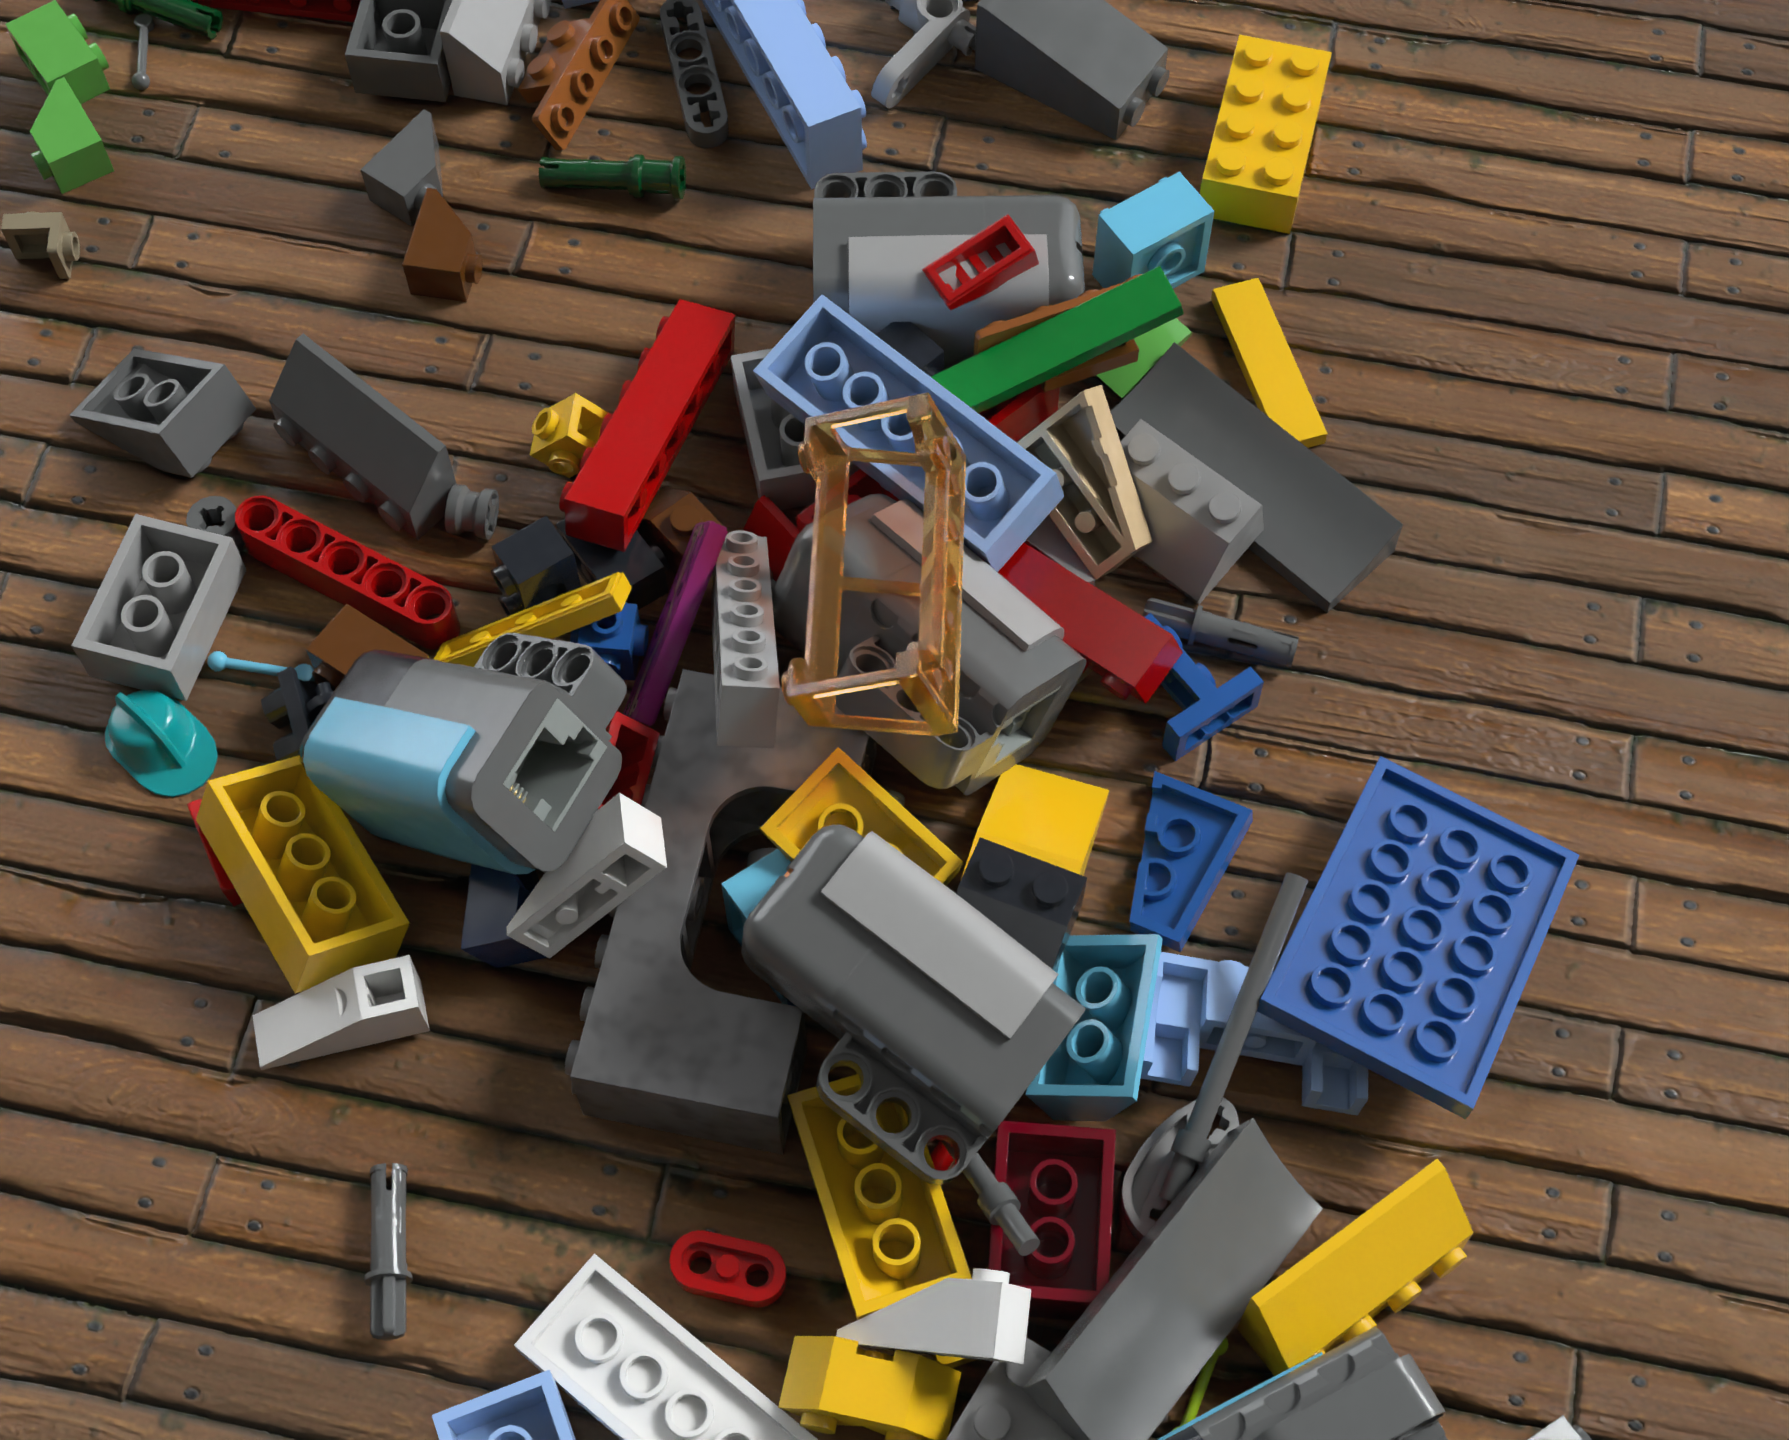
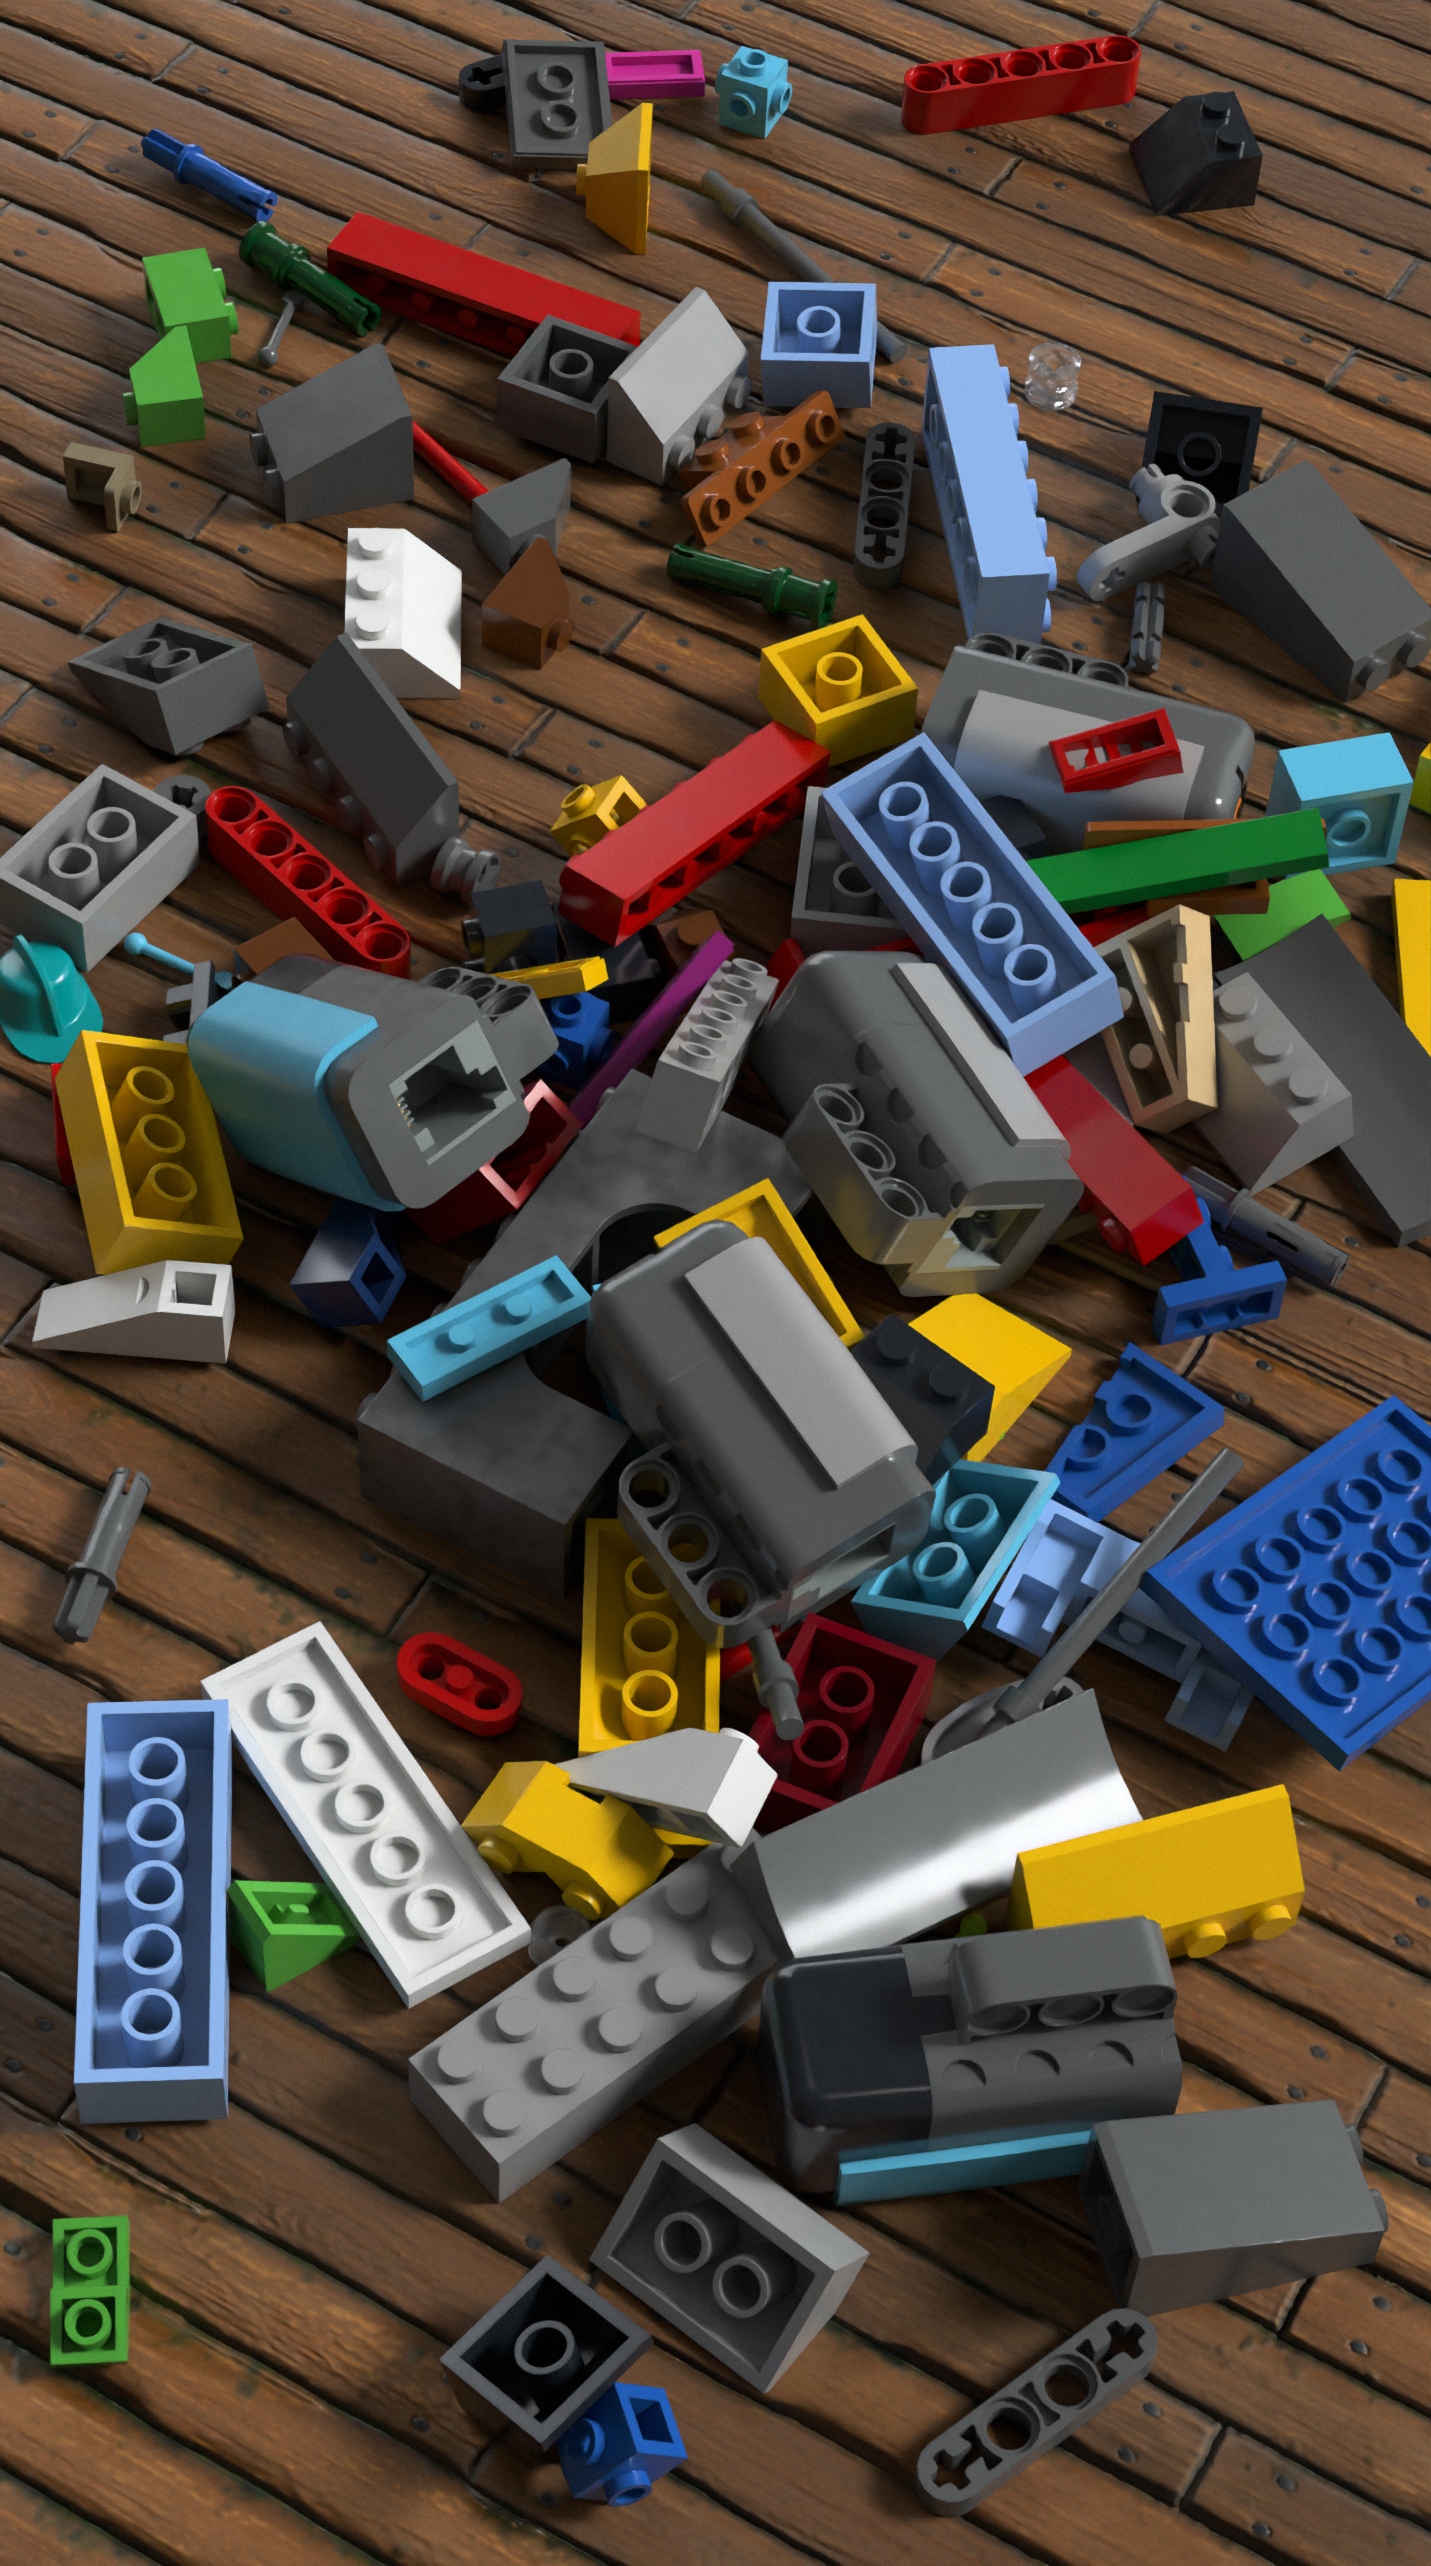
camera: 15 degrees right, 10 degrees down
(228, 146) = (337, 441): none -> dark grey slope
(318, 135) = (446, 465): none -> red bar
(338, 289) = (404, 612): none -> white slope
(607, 865) = (457, 1235): white slope -> none
(653, 958) = (488, 1328): none -> medium azure plate
(720, 254) = (839, 689): none -> yellow brick
(932, 665) = (896, 1106): clear orange windscreen -> none
(941, 121) = (1147, 627): none -> dark grey axle

